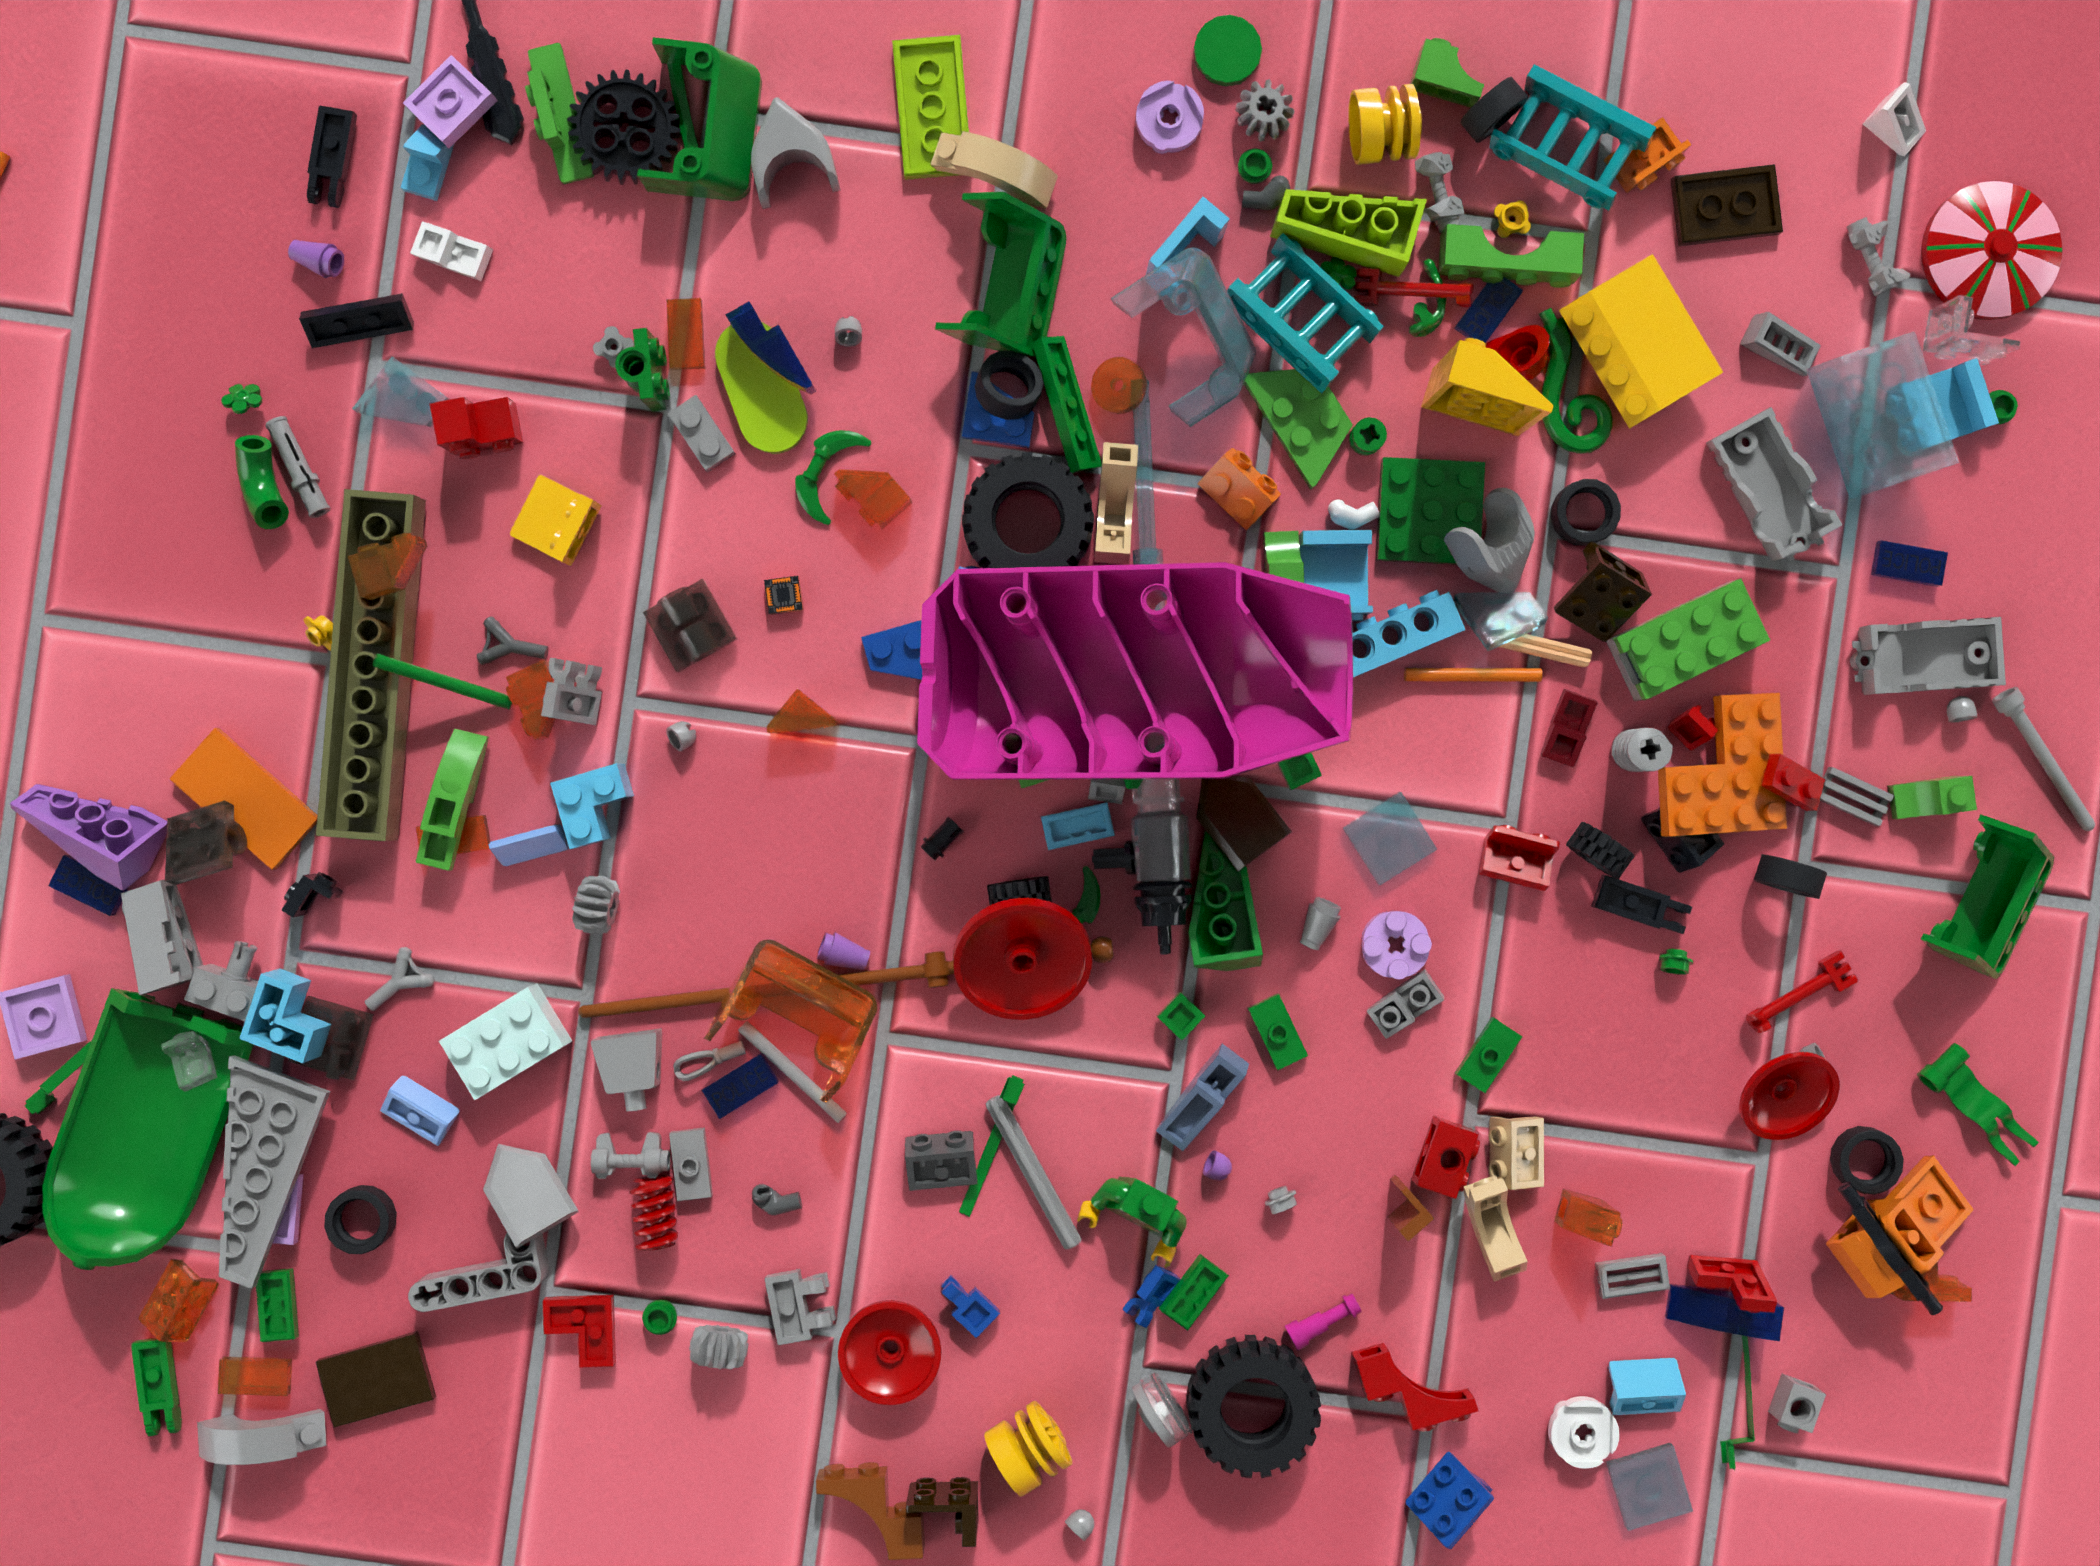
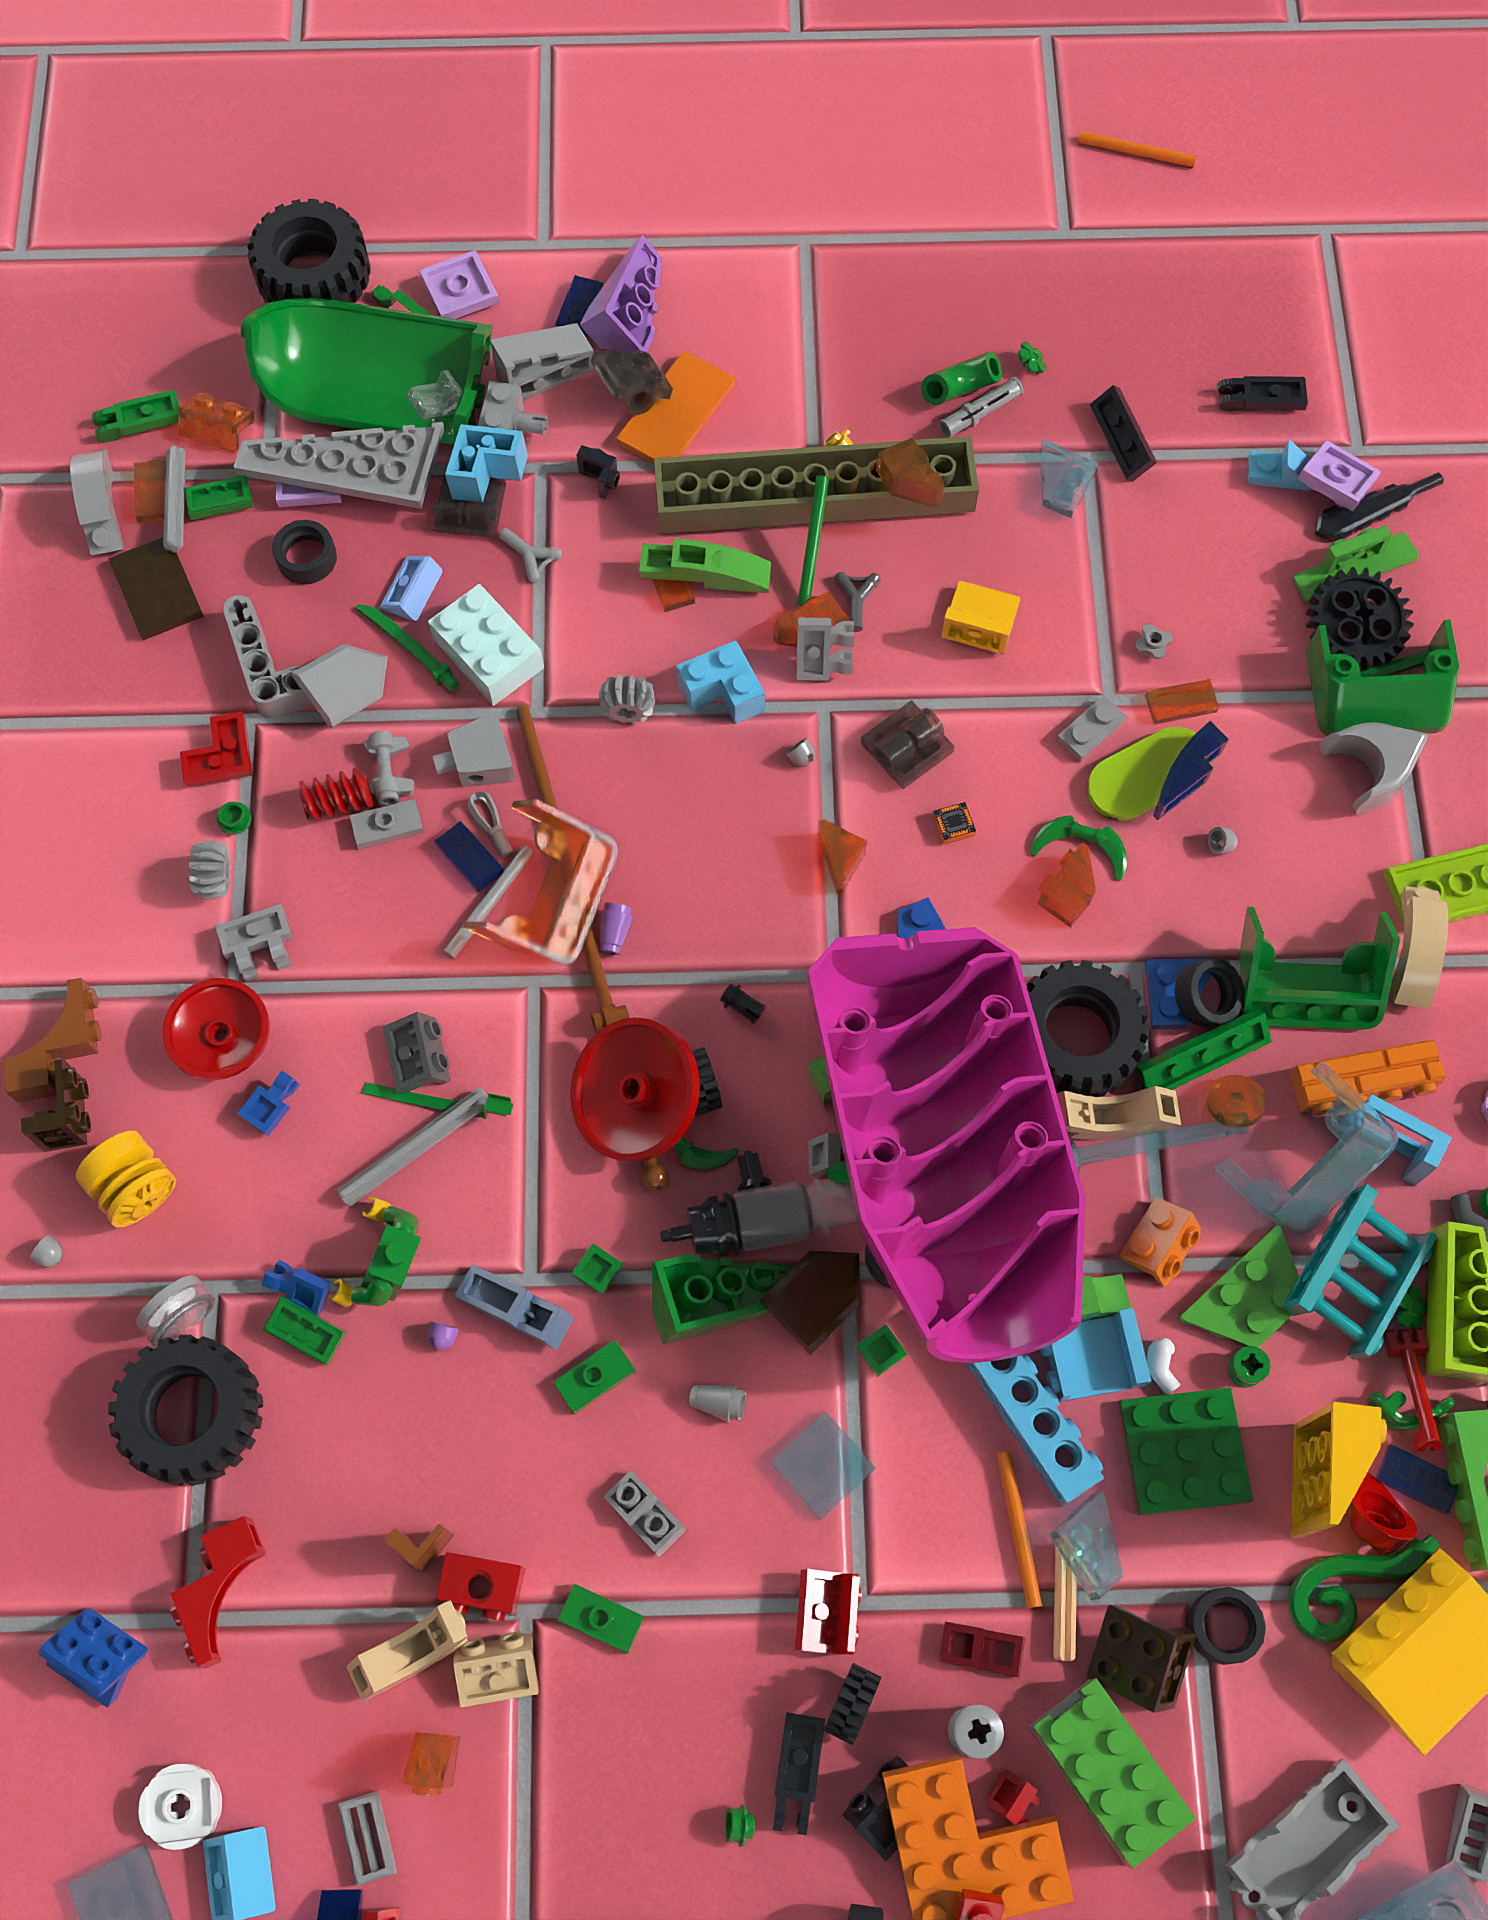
camera: 80 degrees right, 20 degrees down
(272, 1352) = (174, 499): none -> light grey axle
(317, 257) = (1170, 398): medium lavender cone -> none
(451, 251) = (1205, 499): white slope -> none
(474, 427) = (1051, 536): red brick -> none
(528, 1091) = (441, 673): none -> green sword
(529, 845) = (672, 636): light blue slope -> none
(650, 382) = (1141, 664): green plate -> none
(773, 1202) = (357, 902): dark grey arm -> none
(1077, 826) = (778, 1133): medium azure plate -> none
(1115, 248) = (1377, 1072): none -> orange brick
(1281, 1199) = (413, 1408): light grey plate -> none
(1318, 1323) = (281, 1472): dark pink piece -> none
(1415, 944) = (713, 1512): lavender plate -> none
(1506, 547) = (1158, 1537): light grey animal -> none

